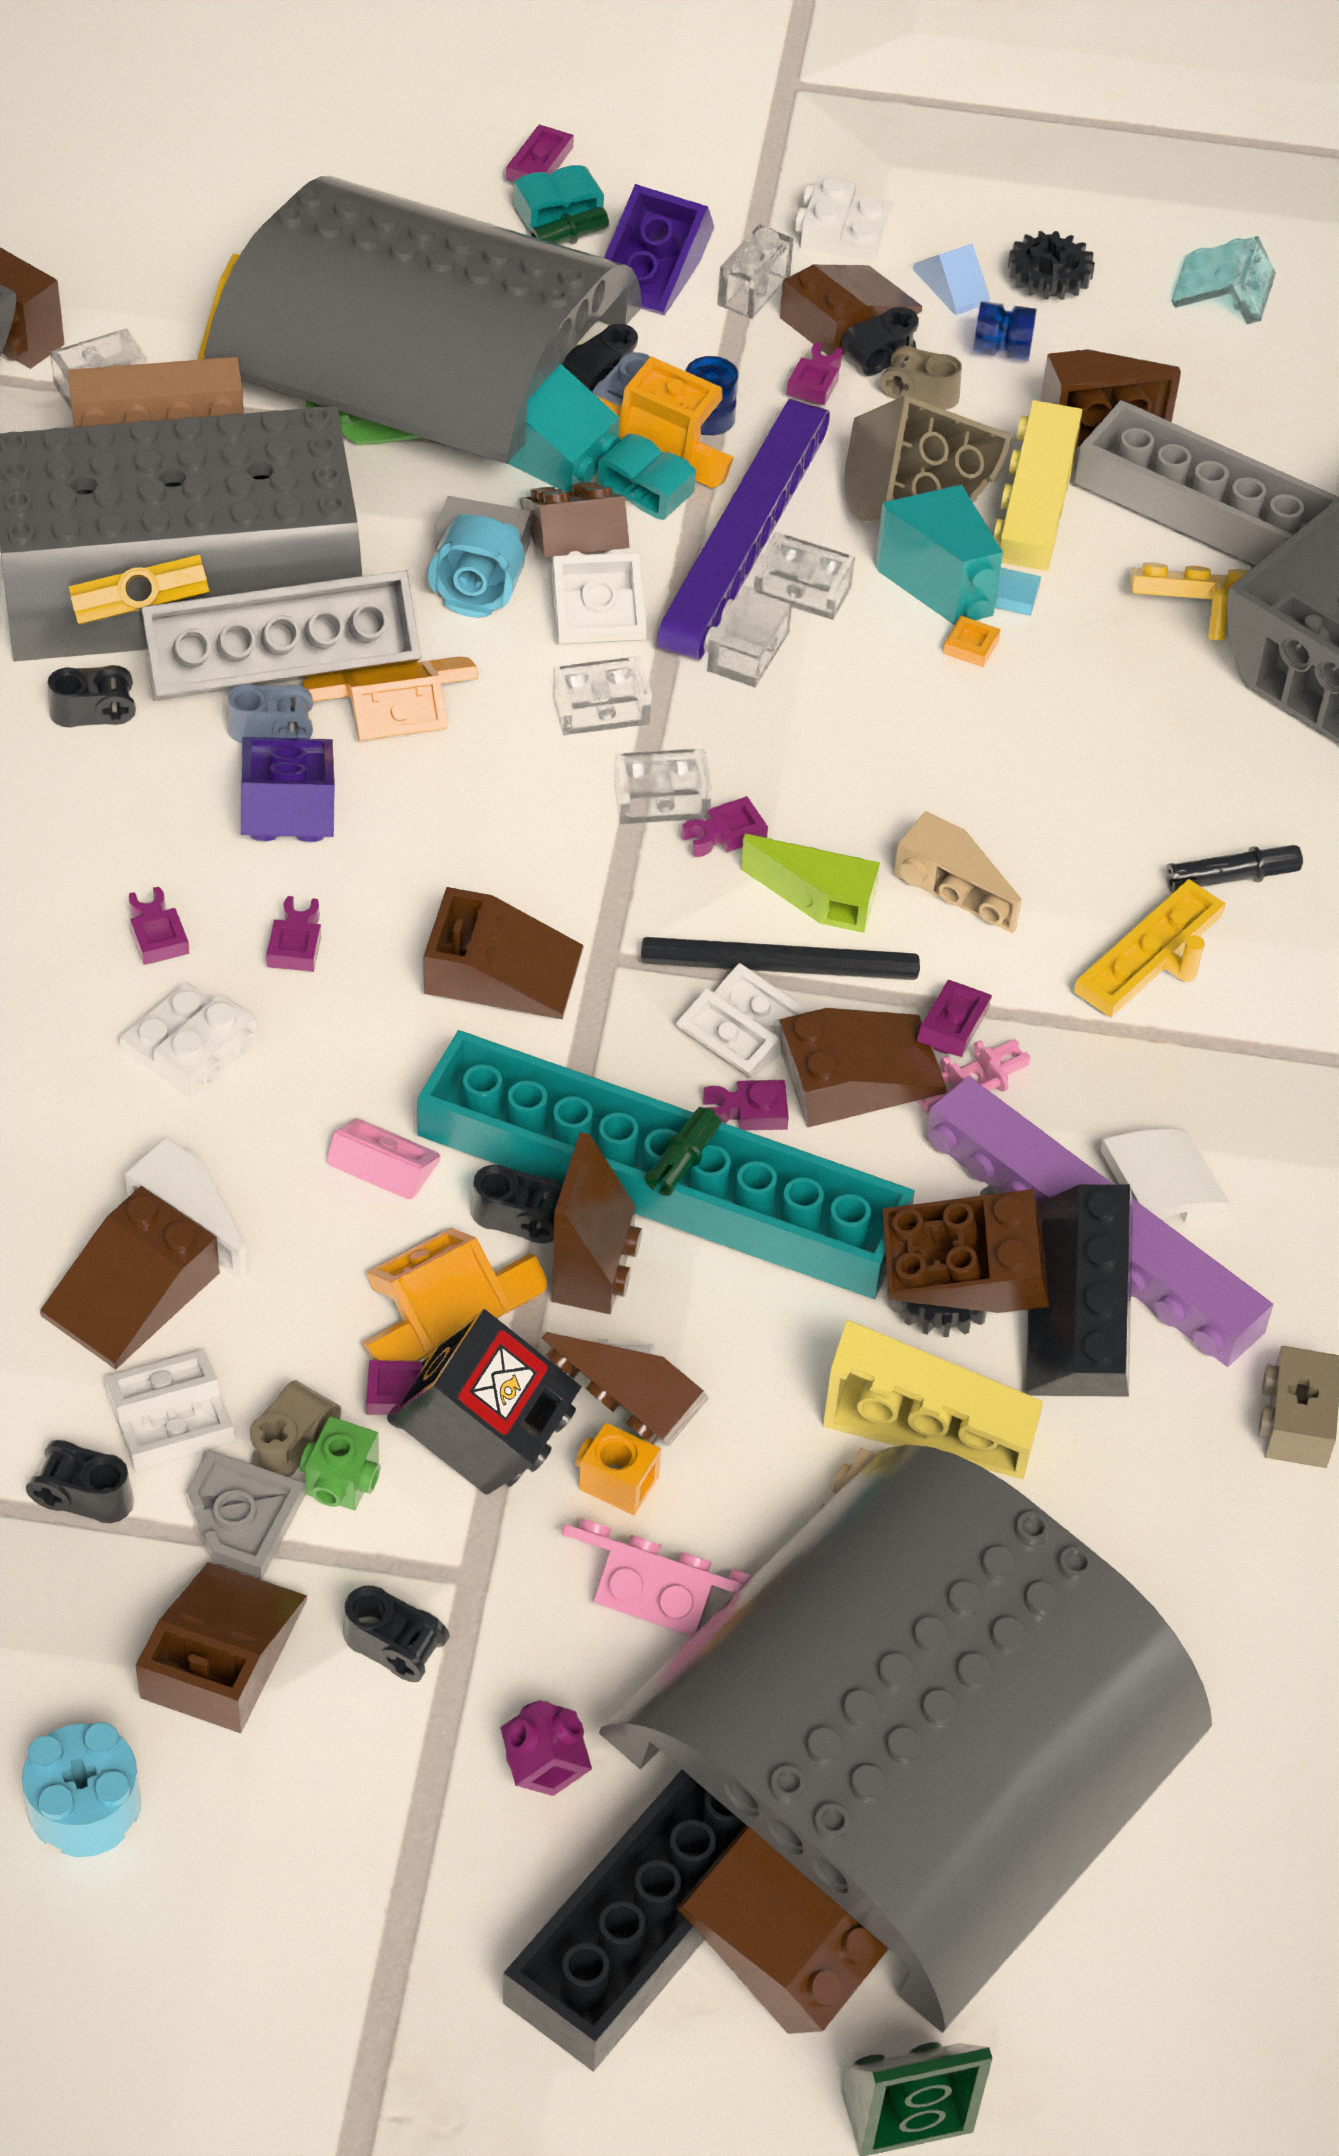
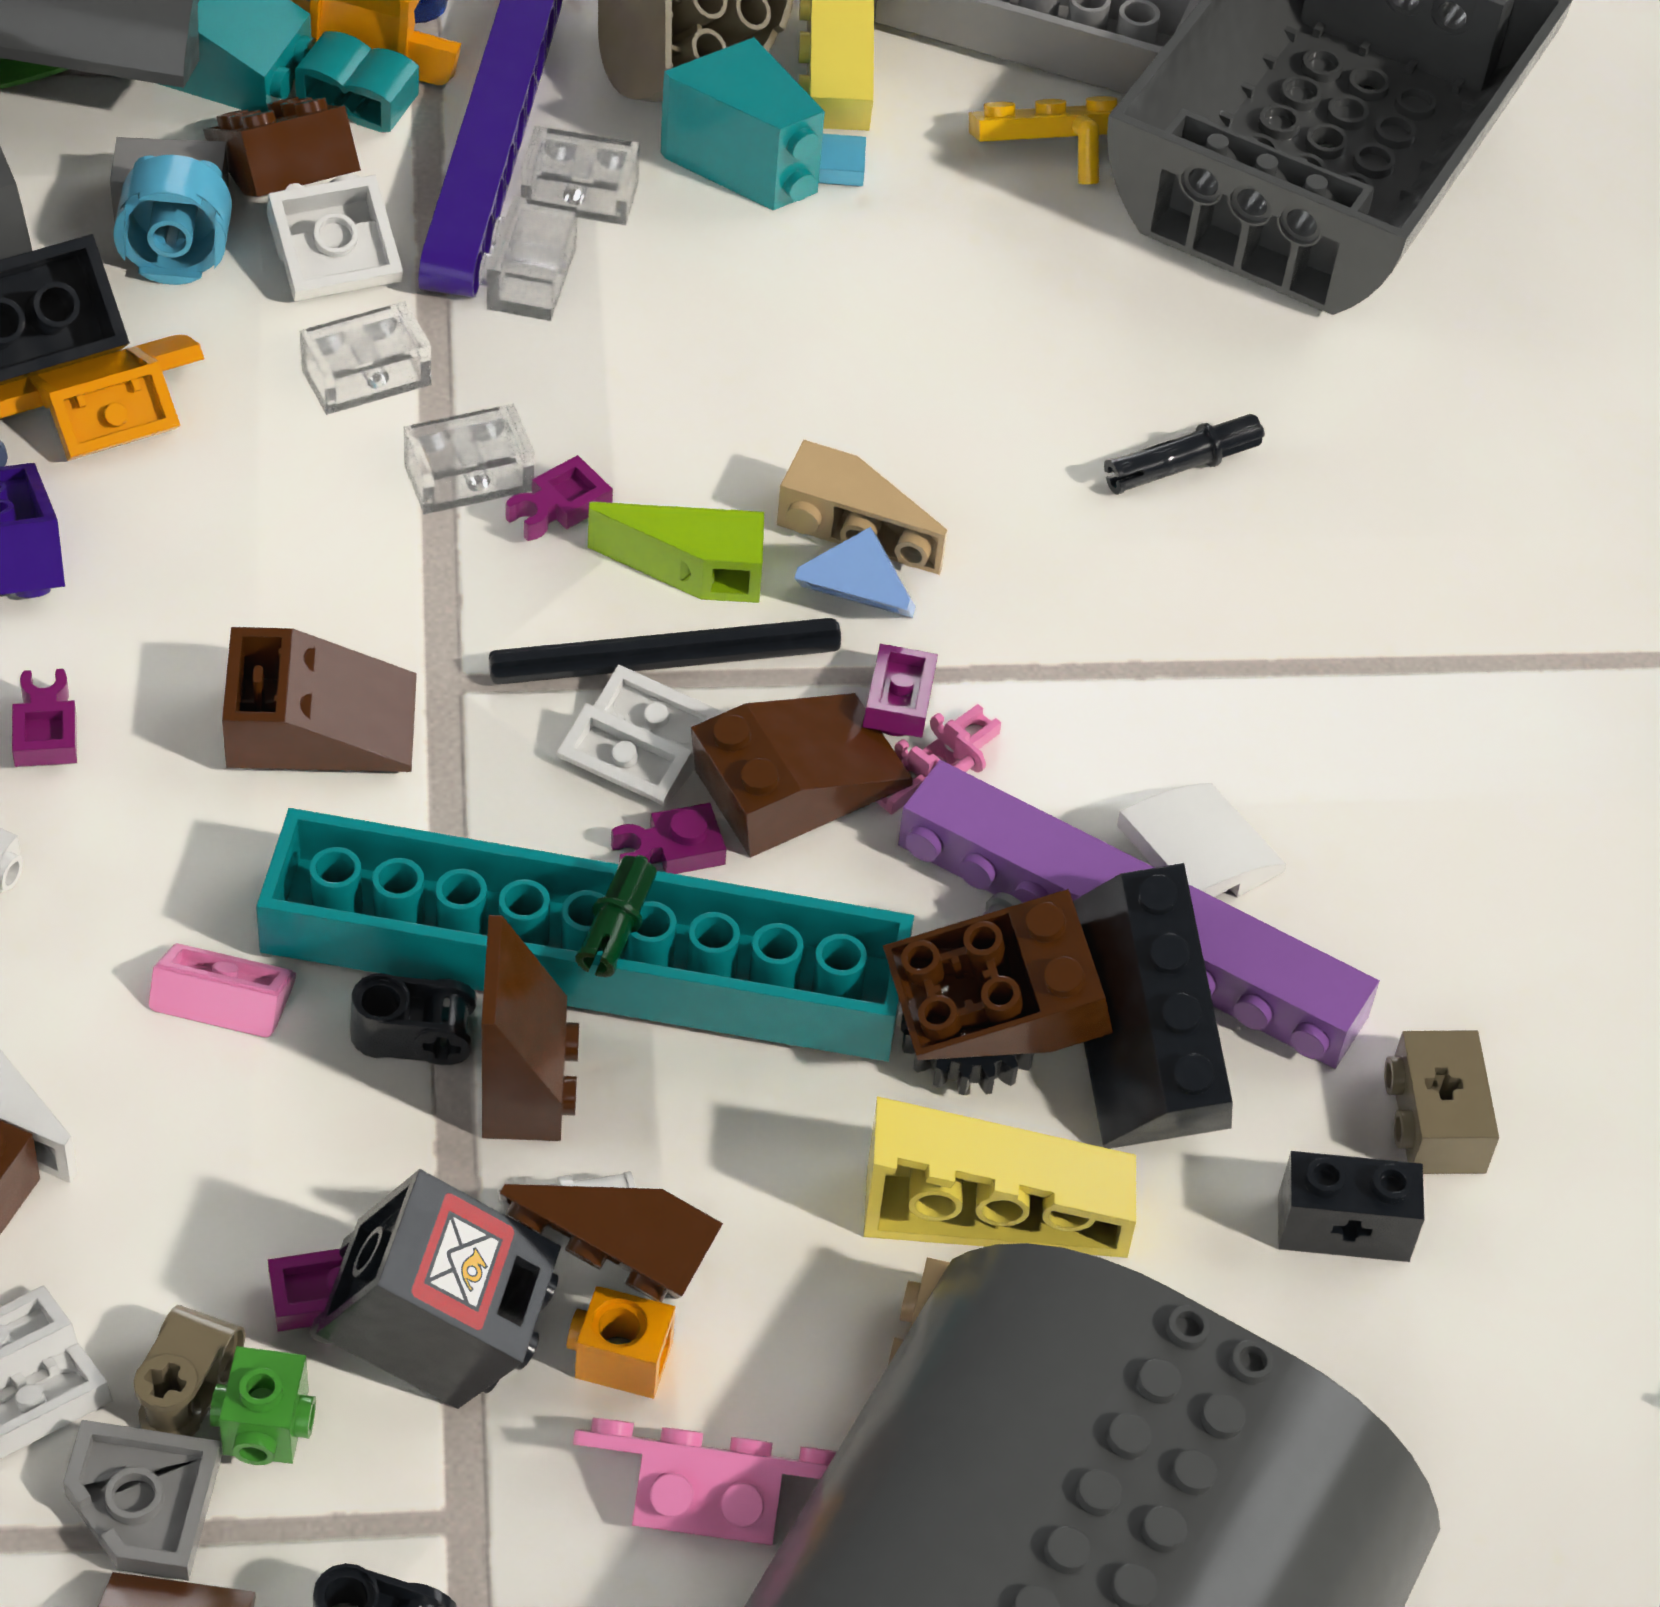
camera: 15 degrees left, 0 degrees up
(442, 1288) = (344, 1151): light orange plate -> none
(945, 920) = (859, 573): none -> light blue slope
(971, 641) = (801, 226): light orange tile -> none
(1152, 948) = (1115, 565): yellow plate -> none
(1205, 1471) = (1350, 1206): none -> black brick

